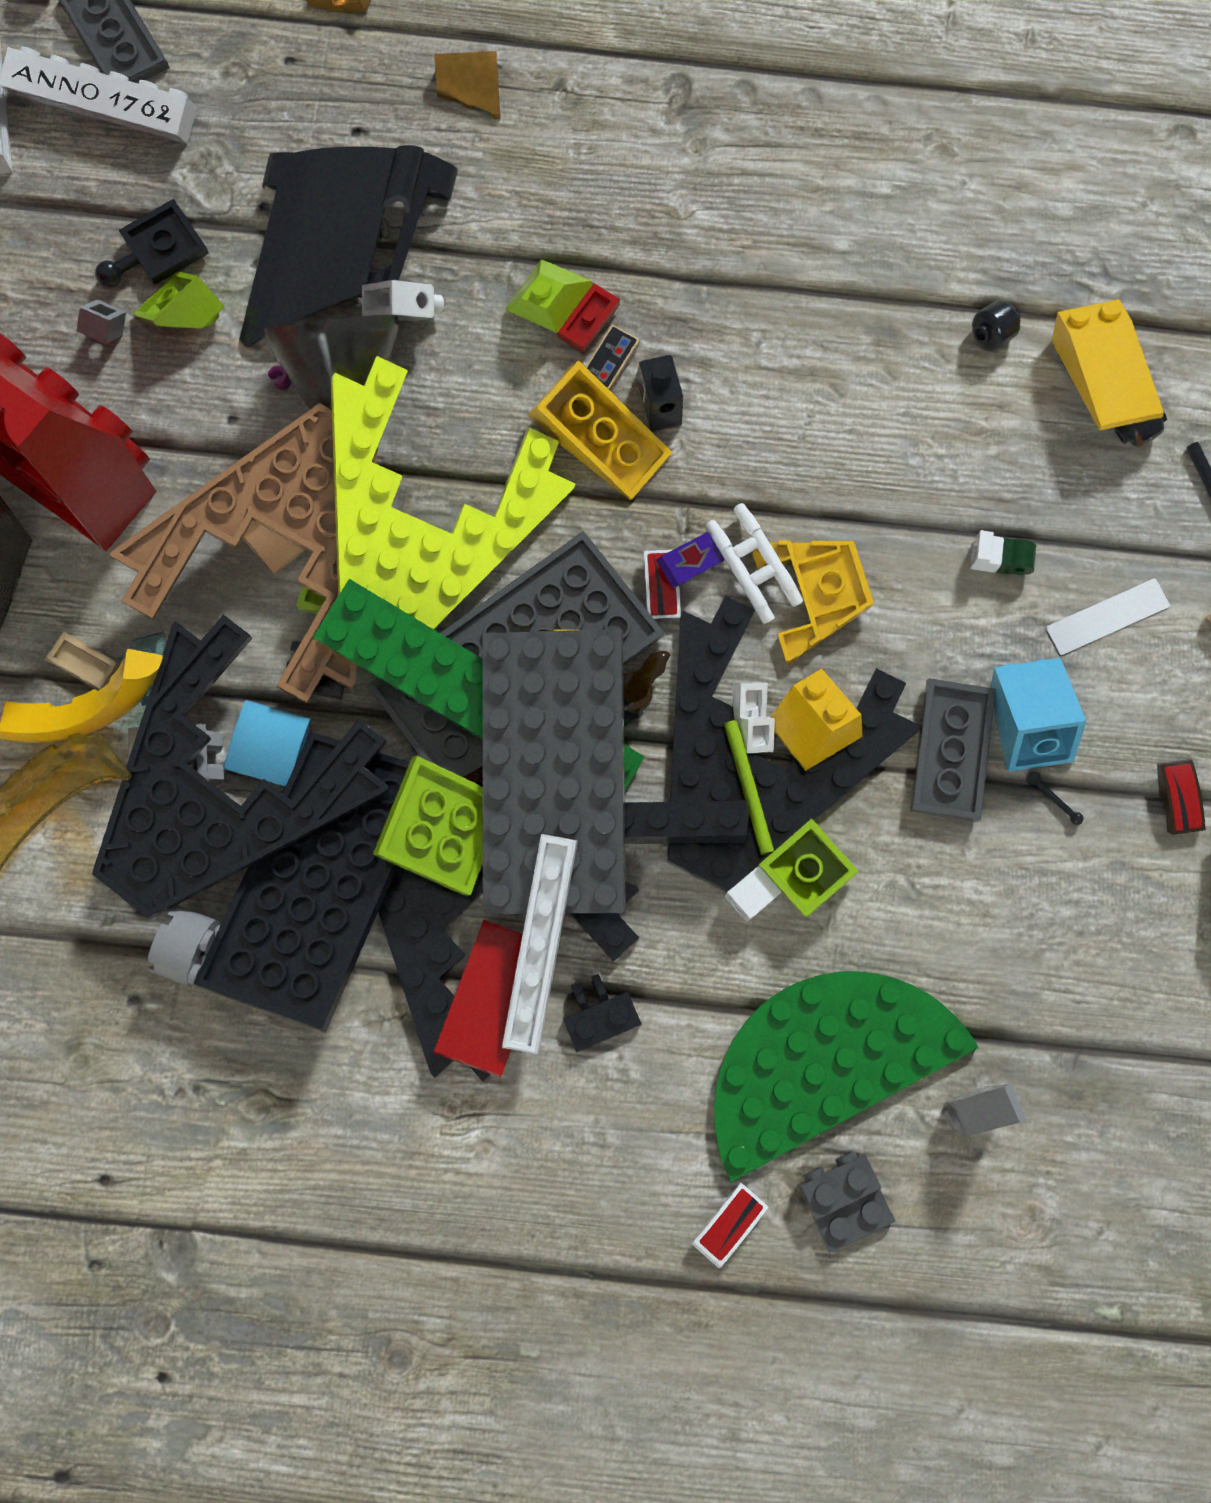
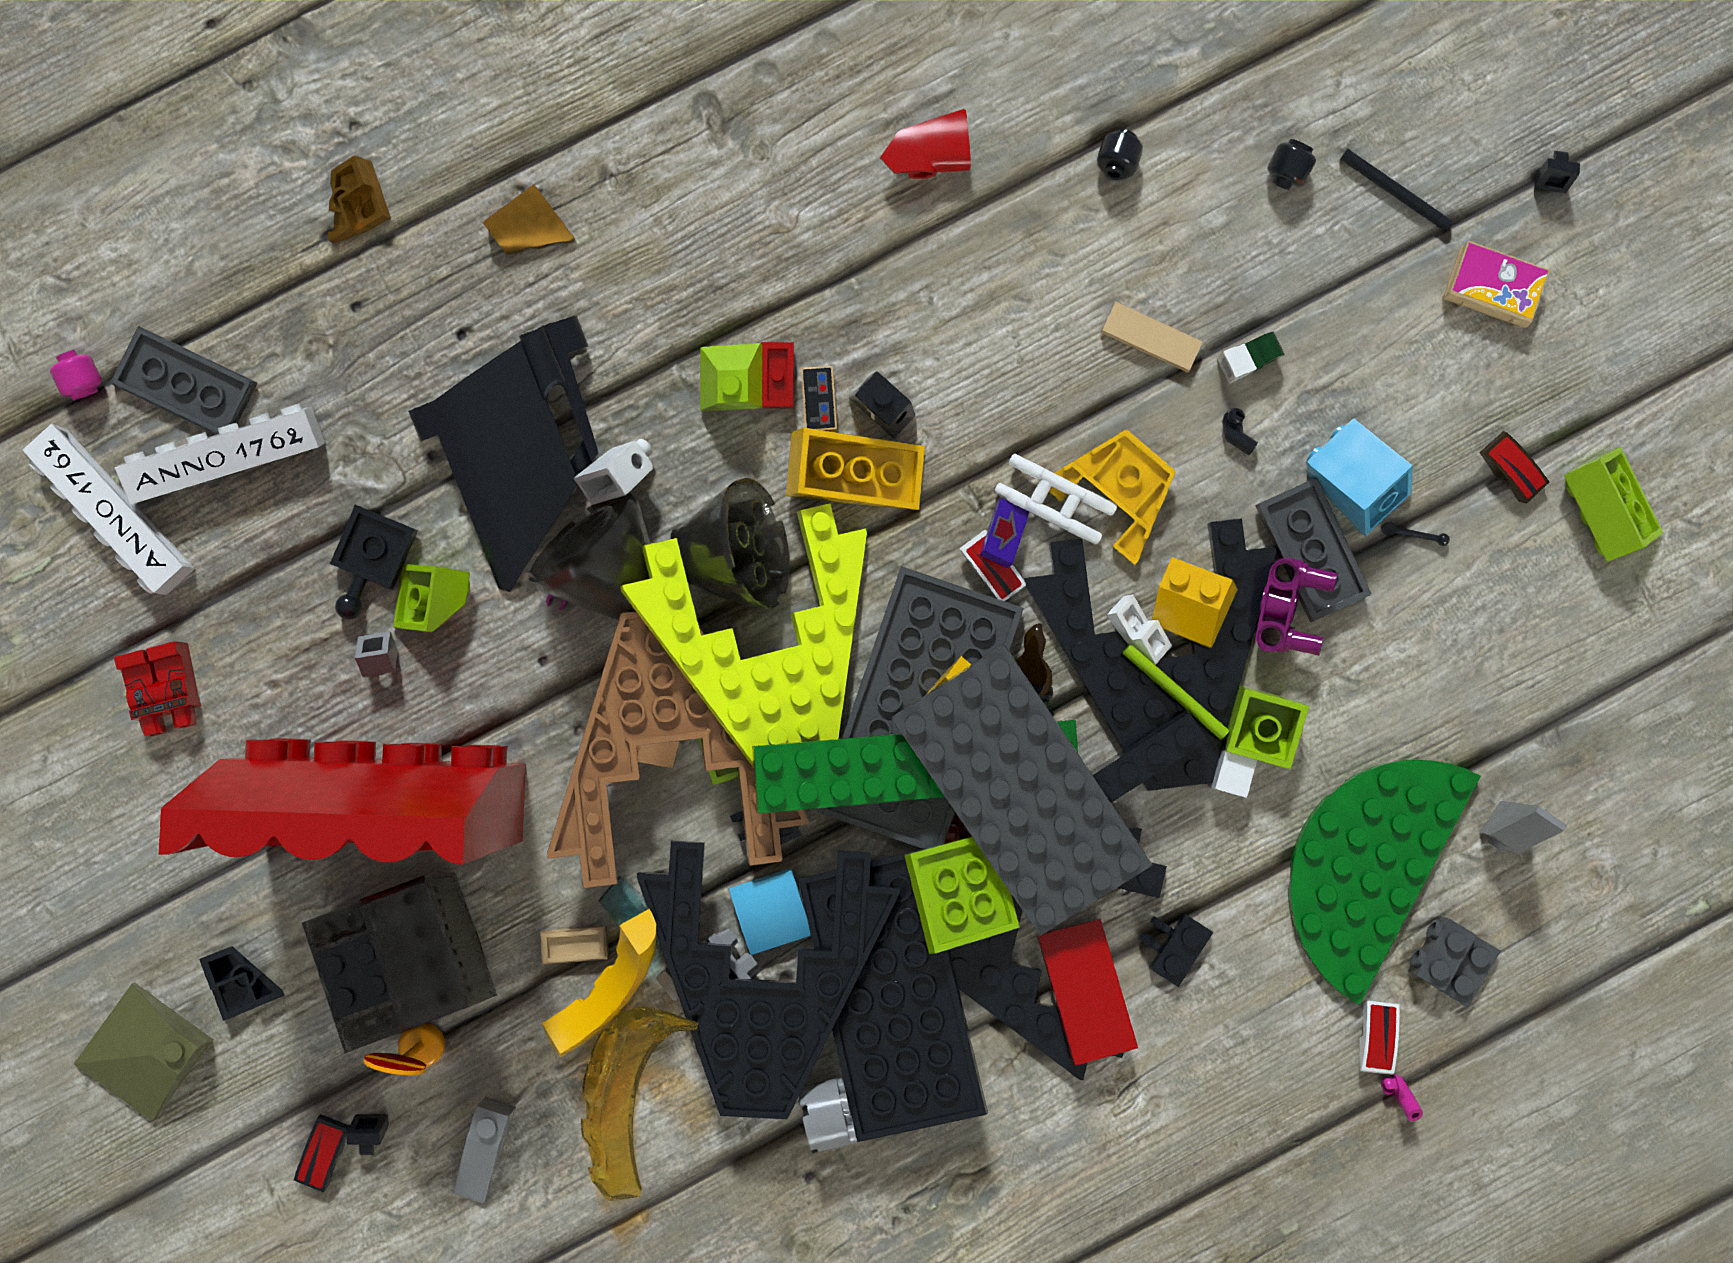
camera: 35 degrees left, 10 degrees up
(456, 418) = (737, 547): none -> clear smoke cone
(539, 944) = (1103, 931): white tile -> none
(717, 1296) = (1406, 1099): none -> dark pink arm
(839, 223) = (931, 147): none -> red panel
(892, 773) = (1280, 605): none -> magenta piece
(927, 487) = (1151, 337): none -> tan tile
(948, 607) = (1233, 431): none -> black arm
(1107, 364) = (1237, 134): yellow slope -> none
(1108, 616) = (1364, 350): white sticker -> none

